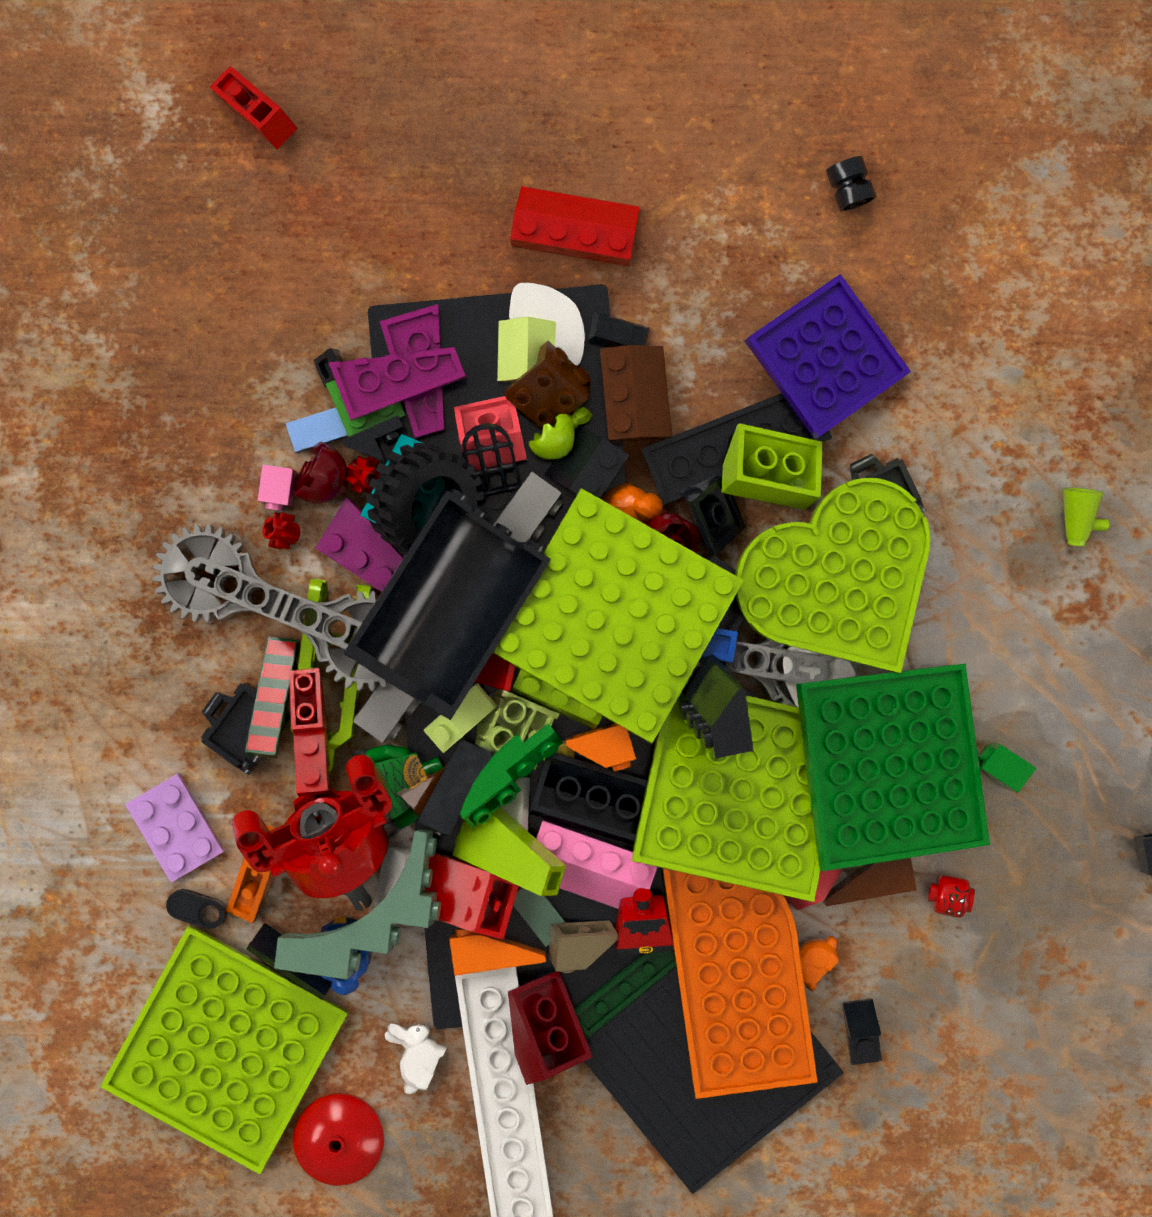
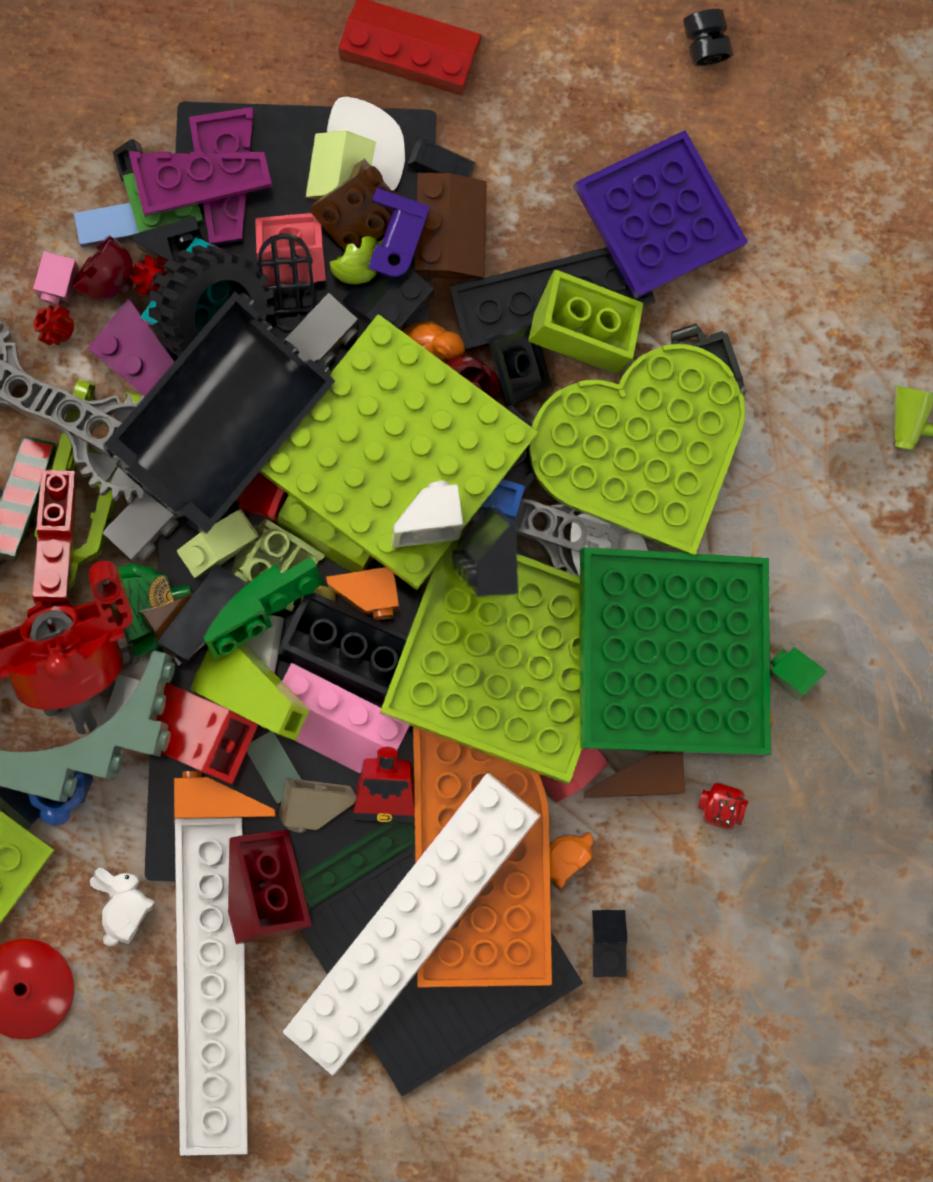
camera: 10 degrees right, 5 degrees down
(593, 410) = (400, 235): none -> dark purple piece
(660, 679) = (430, 517): none -> white slope
(684, 1043) = (411, 923): none -> white plate

